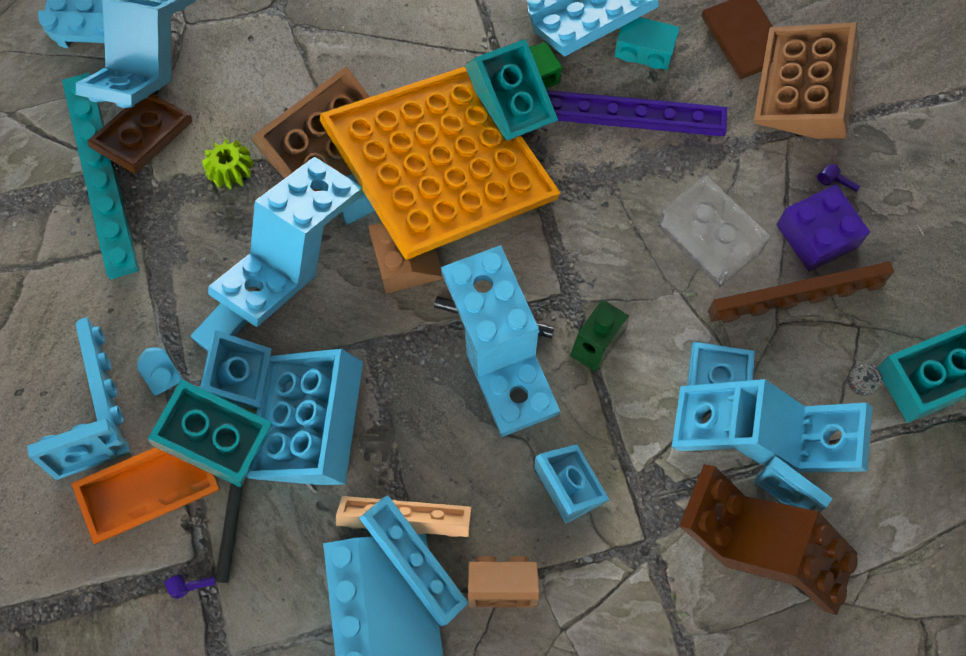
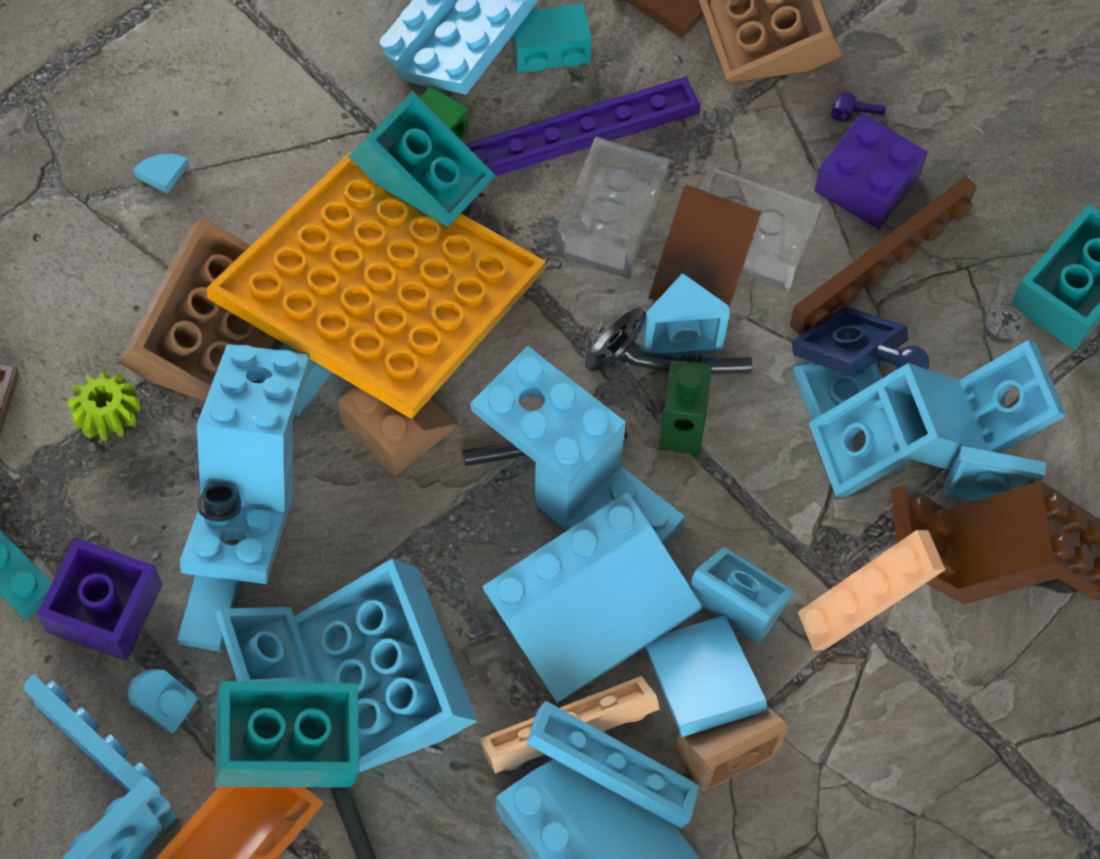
camera: 30 degrees left, 5 degrees down
(154, 287) = (100, 599): none -> dark purple brick
(254, 259) = (219, 502): none -> black plate
(348, 27) = (161, 170): none -> medium azure tile
(463, 437) = (592, 597): none -> medium azure slope
(508, 530) = (705, 676): none -> medium azure tile
(579, 273) = (620, 344): none -> black dish
(624, 175) = (612, 207): none -> clear brick
(628, 275) = (686, 321): none -> medium azure slope
(655, 528) = (871, 590): none -> light nougat plate
(668, 235) = (707, 244): none -> reddish brown tile
(744, 344) = (856, 340): none -> dark blue plate

